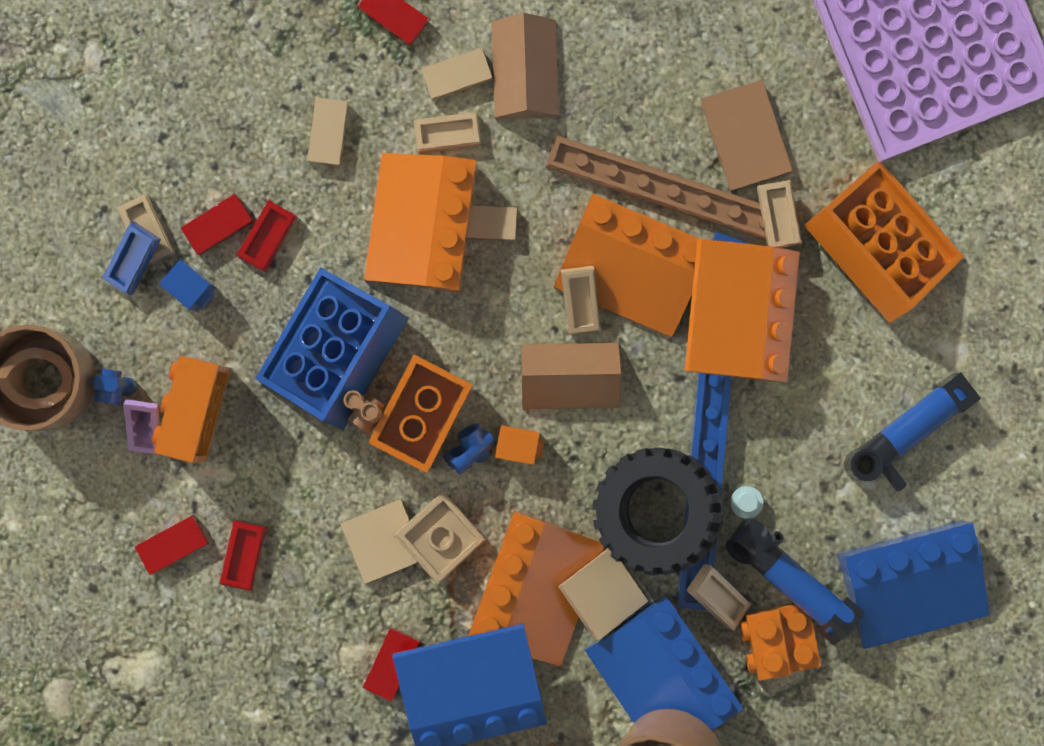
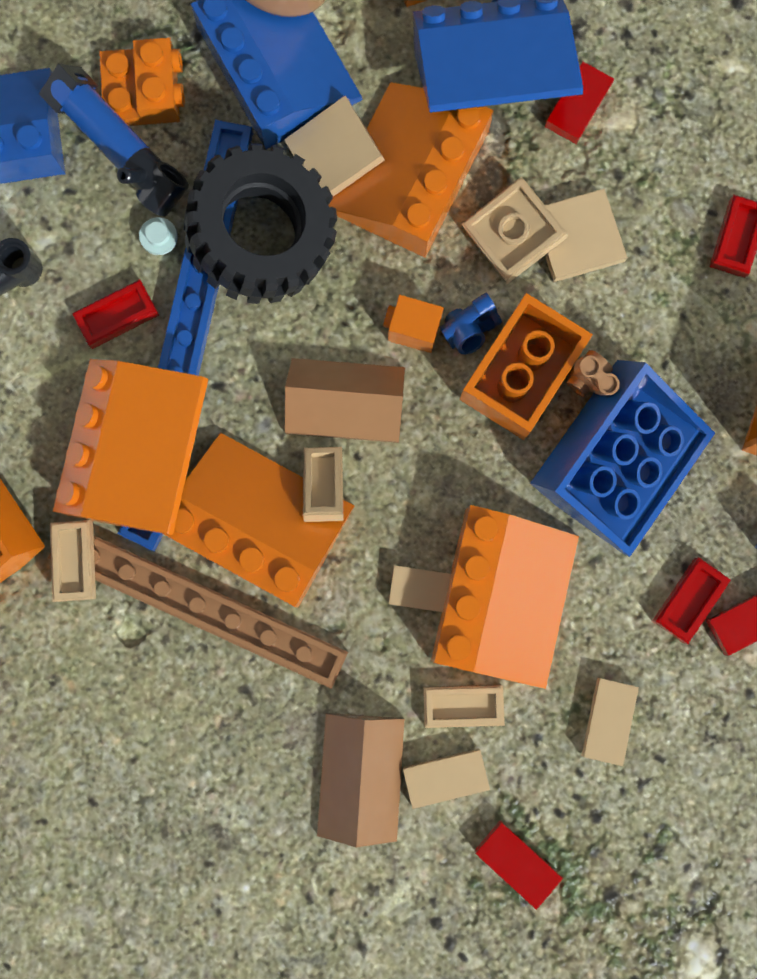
camera: 175 degrees left, 5 degrees down
(718, 597) = (202, 130): tan tile -> none
(746, 135) = (100, 665): medium nougat tile -> none
(774, 430) = (115, 314): none -> red tile

